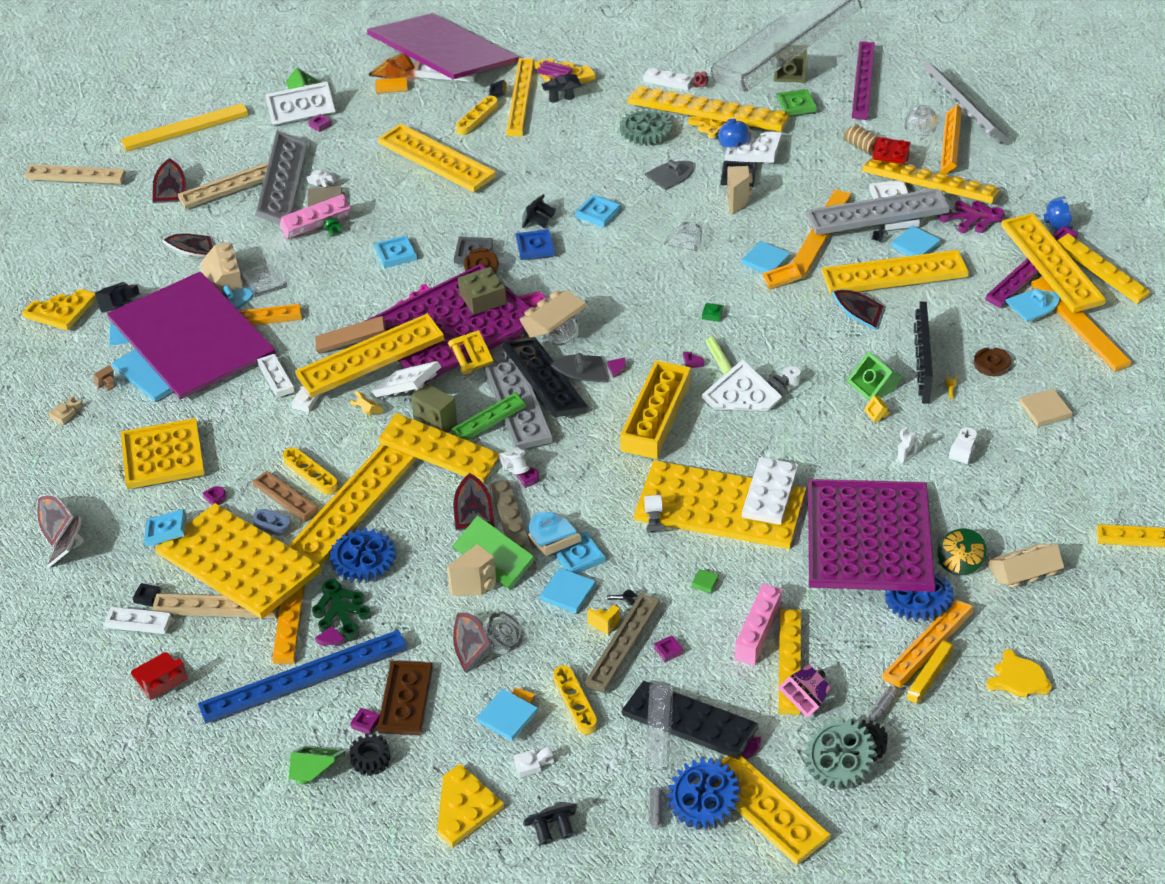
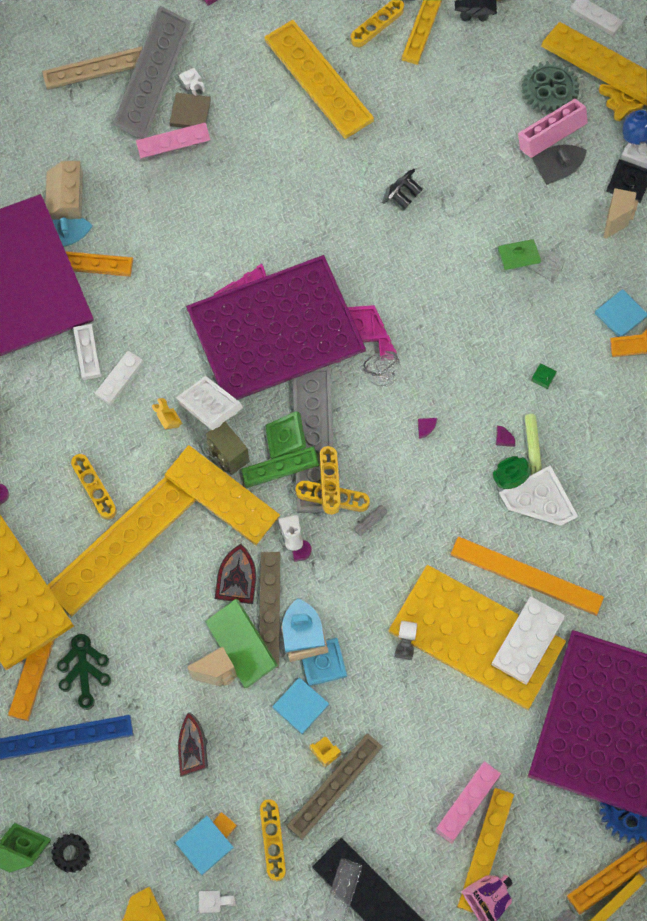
camera: 15 degrees right, 25 degrees up
(168, 182) = (36, 50): shield -> none
(190, 244) = (41, 147): shield -> none
(263, 280) = (103, 214): clear tile -> none
(271, 521) = (43, 545): sand blue plate -> none
(286, 496) = (64, 512): medium nougat tile -> none
(330, 637) = (66, 702): magenta tile -> none
(332, 224) = (187, 152): green plate -> none
(350, 334) = (170, 320): medium nougat tile -> none
(362, 555) = (134, 620): blue gear -> none
(365, 721) = (76, 810): magenta tile -> none
(369, 355) = (181, 358): yellow plate -> none
(395, 251) = (245, 205): medium azure tile -> none
(405, 698) = (119, 793): reddish brown tile -> none
(467, 244) = (323, 227): dark grey plate -> none
(476, 349) = (288, 380): yellow plate -> none
(481, 256) = (326, 245): reddish brown tile -> none
(482, 290) = (313, 301): olive brick -> none
(486, 392) = (285, 435): none -> bright green plate
(502, 632) = (223, 751): clear cylinder -> none
(534, 244) = (388, 234): blue plate -> none
(540, 411) = (329, 480): none -> yellow beam
(546, 428) = (346, 505): none -> yellow beam
(547, 382) = (348, 428): black plate -> none
(551, 312) = (376, 351): tan slope -> none
(581, 367) = (390, 421): dark grey shield -> none
(588, 441) = (370, 520): none -> light grey axle
(598, 210) = (467, 199): medium azure tile -> none
(627, 596) = (352, 730): black hand -> none
(655, 409) = (446, 501): yellow brick -> none
(657, 149) = (553, 128): none -> bright pink brick
(659, 232) = (519, 254): none -> bright green plate
(668, 648) = (376, 803): magenta tile -> none
(700, 79) = (630, 28): dark red plate -> none
(705, 581) = (434, 730): bright green tile -> none
(708, 377) = (512, 472): none -> green tile
(750, 450) = (527, 576): none -> light orange tile
(790, 379) = (595, 490): leg -> none

